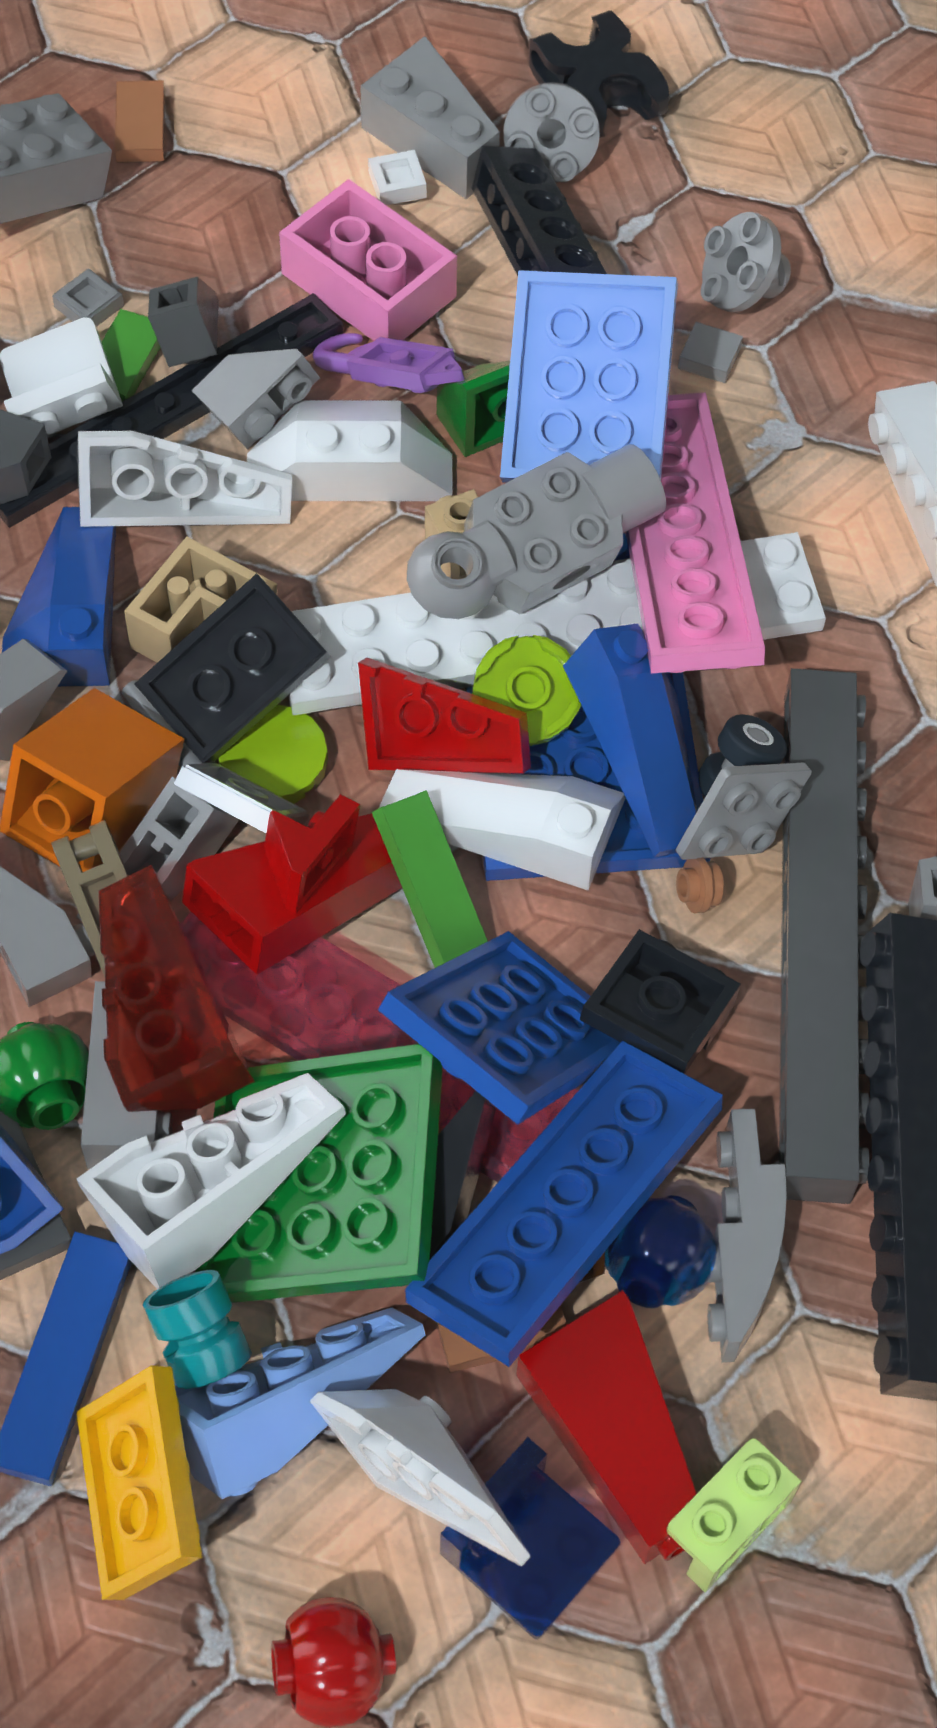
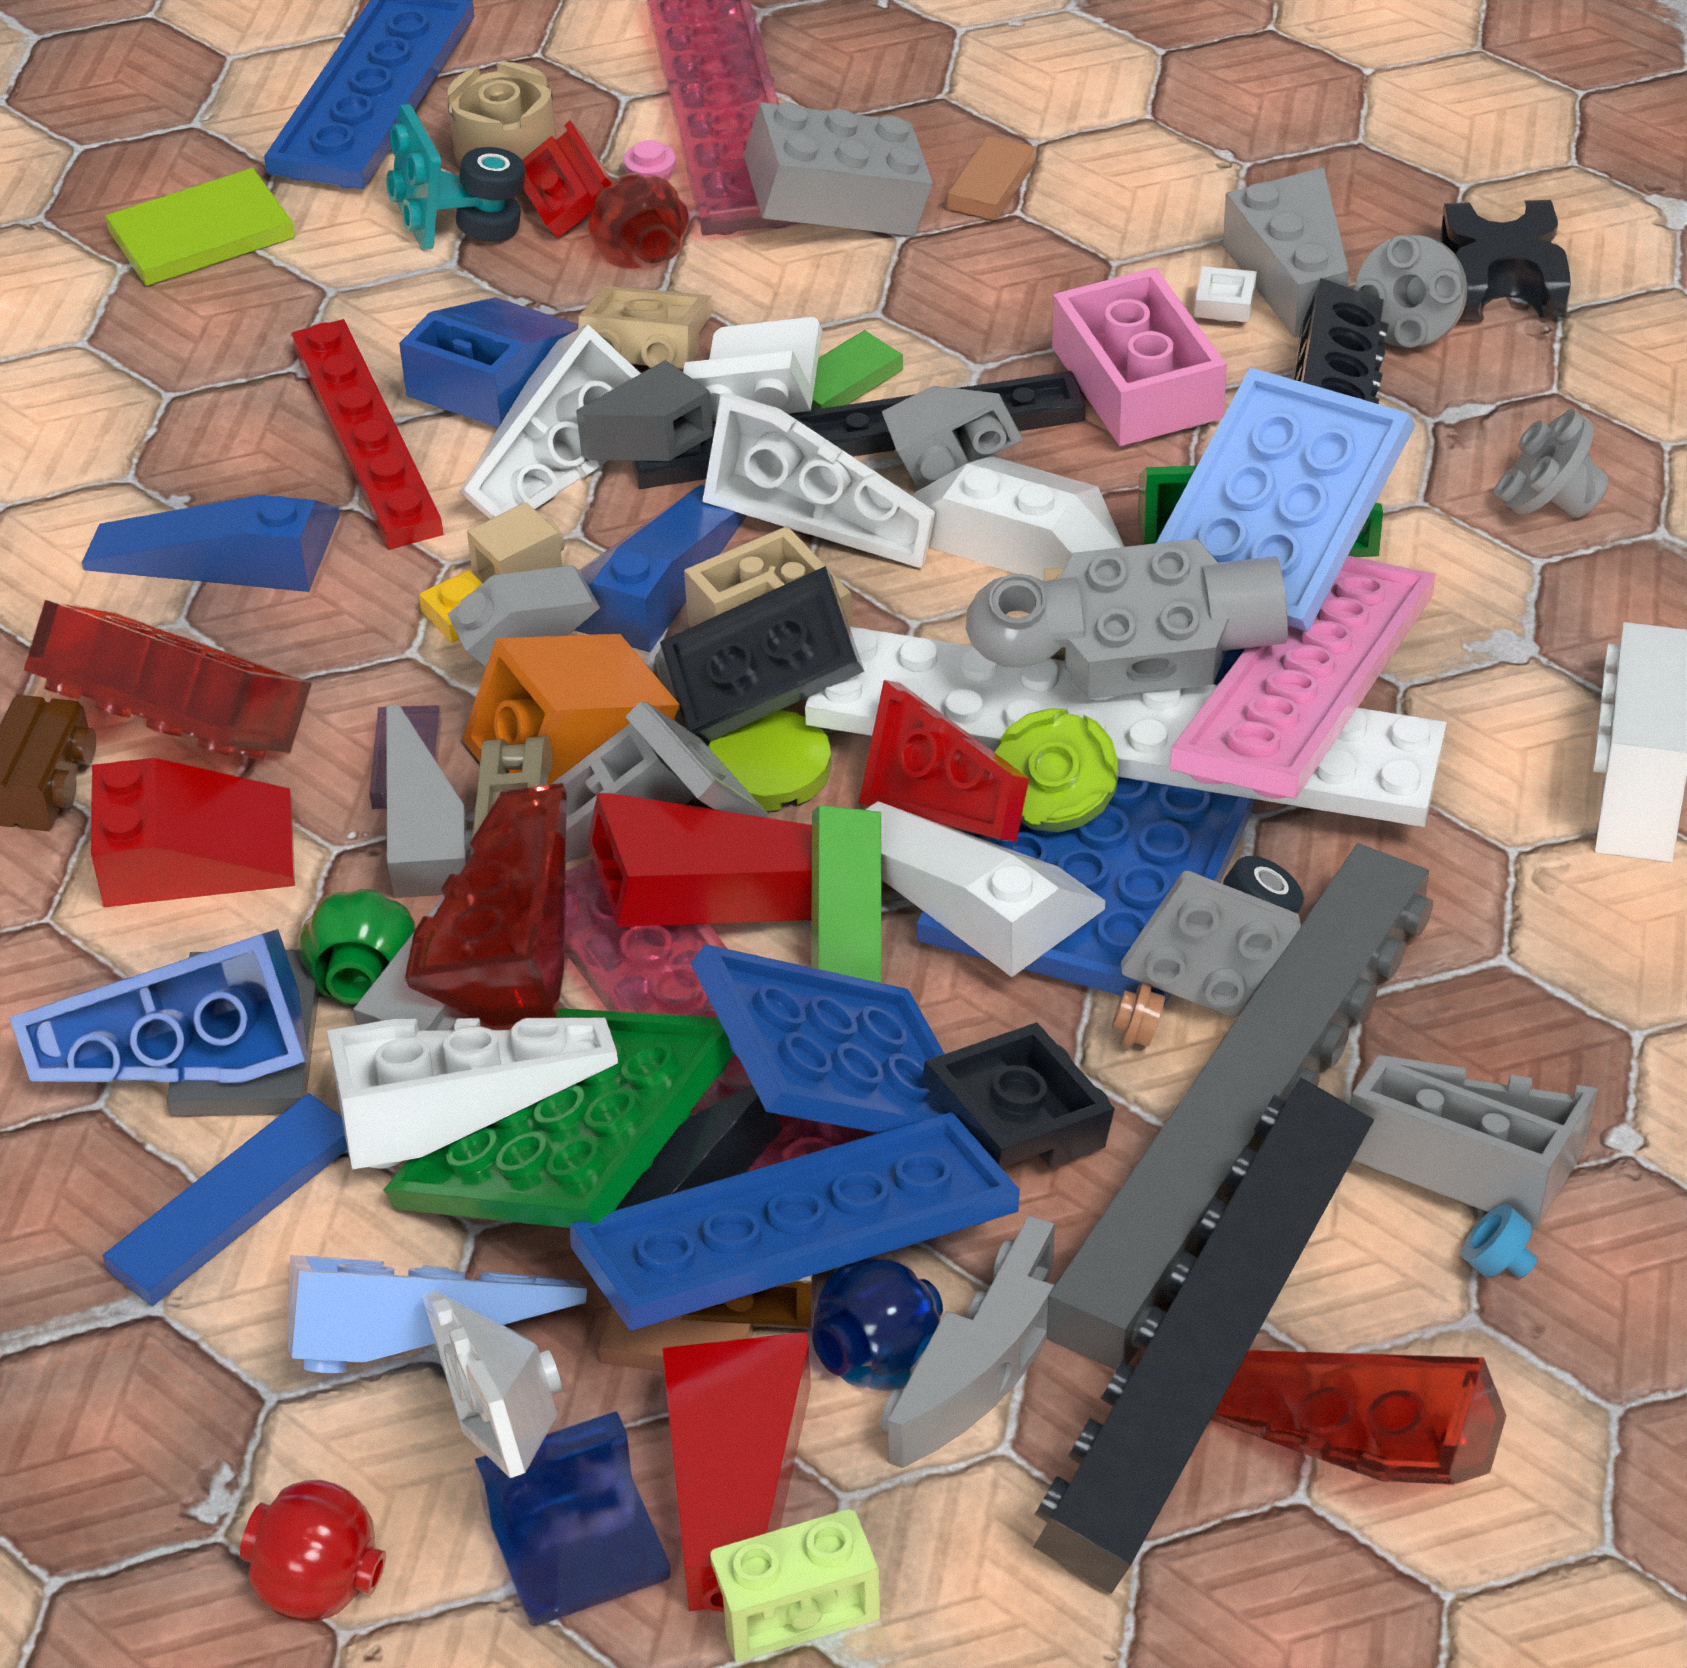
camera: 30 degrees right, 15 degrees down
(88, 297) = (840, 315): light grey tile -> none
(138, 1483) = (223, 1315): yellow plate -> none
(185, 320) = (914, 348): dark grey slope -> none
(200, 1336) = (362, 1205): teal wheel -> none
(306, 854) = (729, 822): red slope -> none
(390, 362) = (1102, 445): medium lavender plate -> none
(638, 730) = (1147, 829): blue wedge -> none
(710, 352) = (1471, 545): light grey tile -> none

